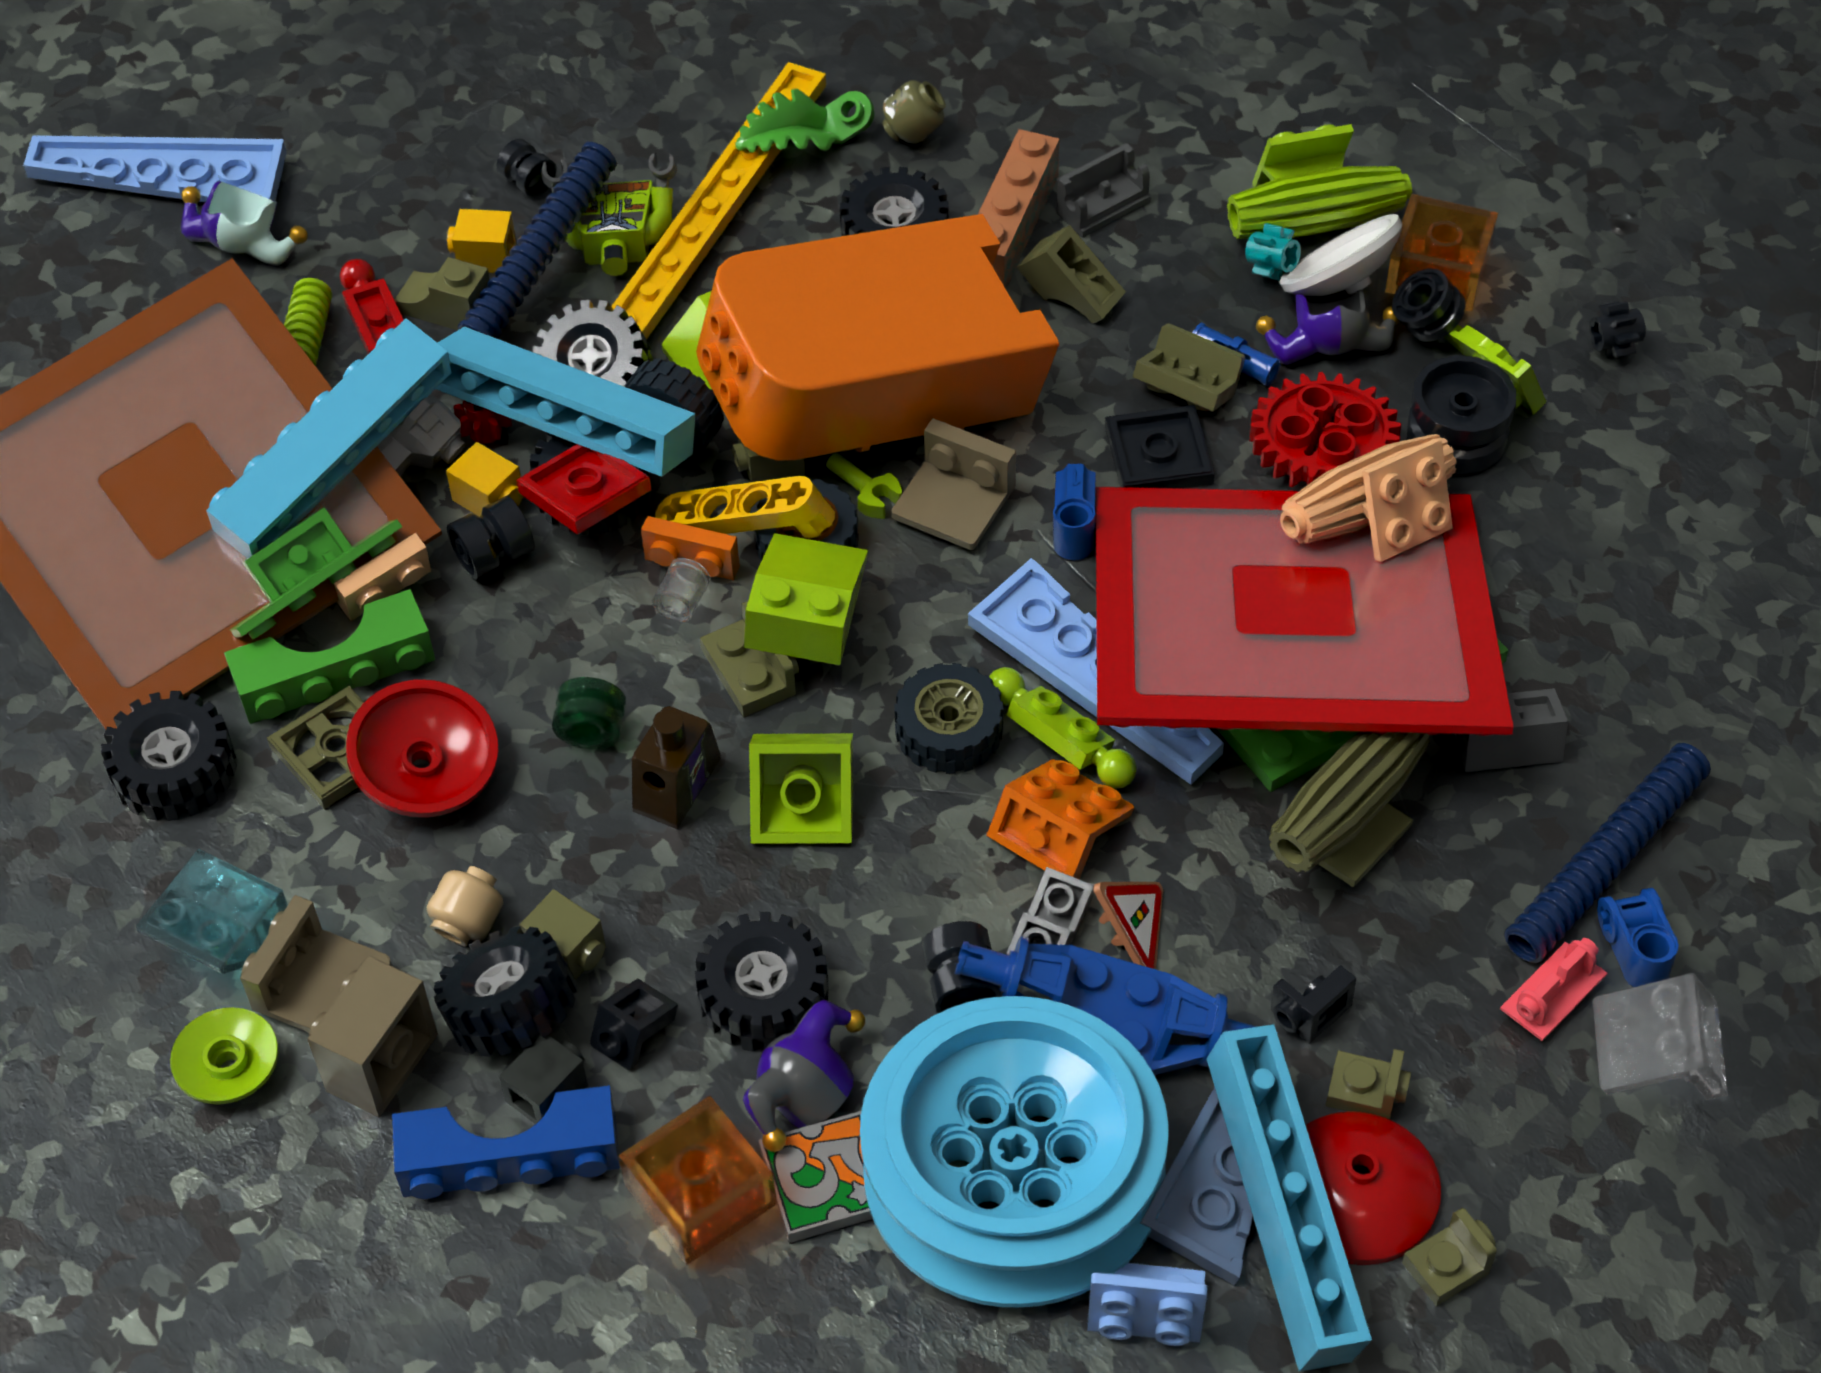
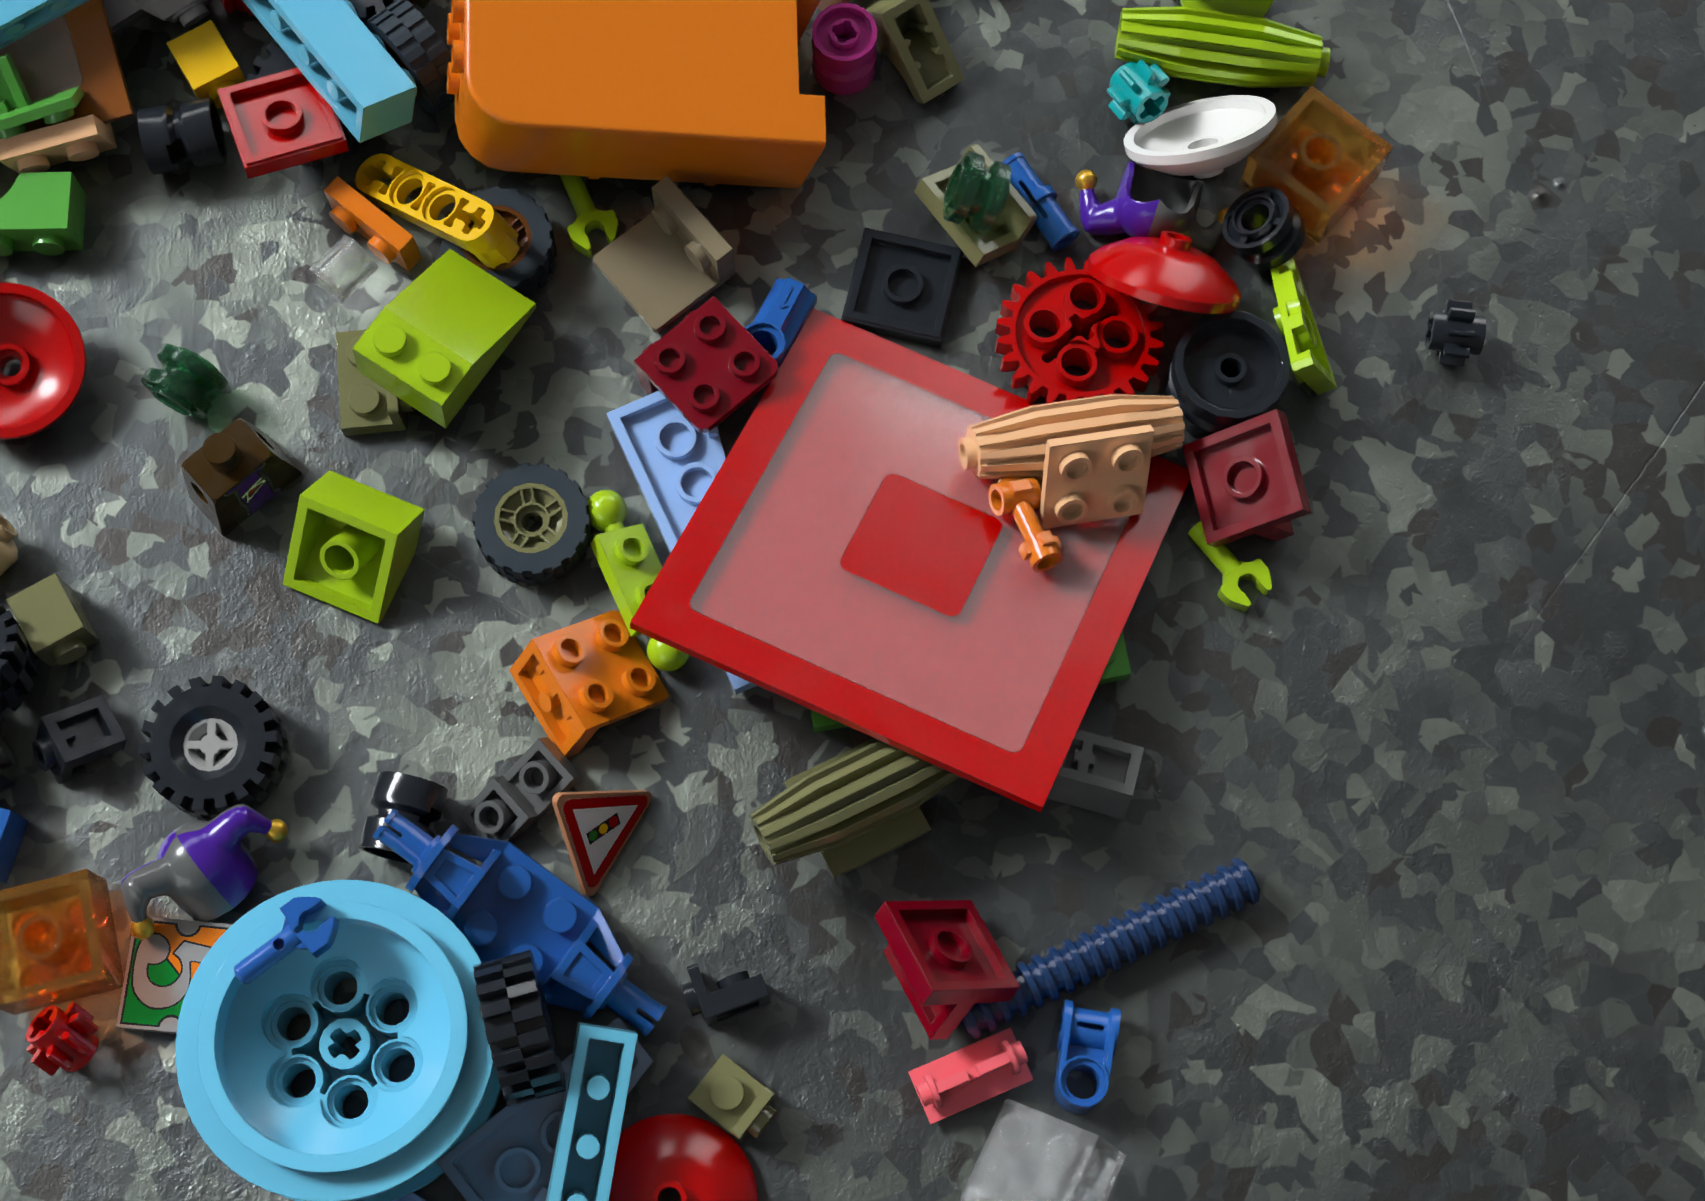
camera: 20 degrees right, 20 degrees up
(747, 1257) = (62, 1038): none -> red gear
(938, 1054) = (290, 939): none -> blue bar
(1026, 282) = (844, 48): none -> dark pink wheel
(1035, 544) = (706, 366): none -> dark red bracket
(1176, 1058) = (519, 1028): none -> black wheel
(1192, 347) = (977, 192): none -> clear green wheel
(1355, 541) = (1019, 498): none -> orange bar
(1374, 348) = (1166, 273): none -> red dish
(1485, 902) = (944, 960): none -> dark red bracket
(1523, 474) = (1247, 480): none -> dark red bracket
(1544, 554) = (1233, 571): none -> lime bar

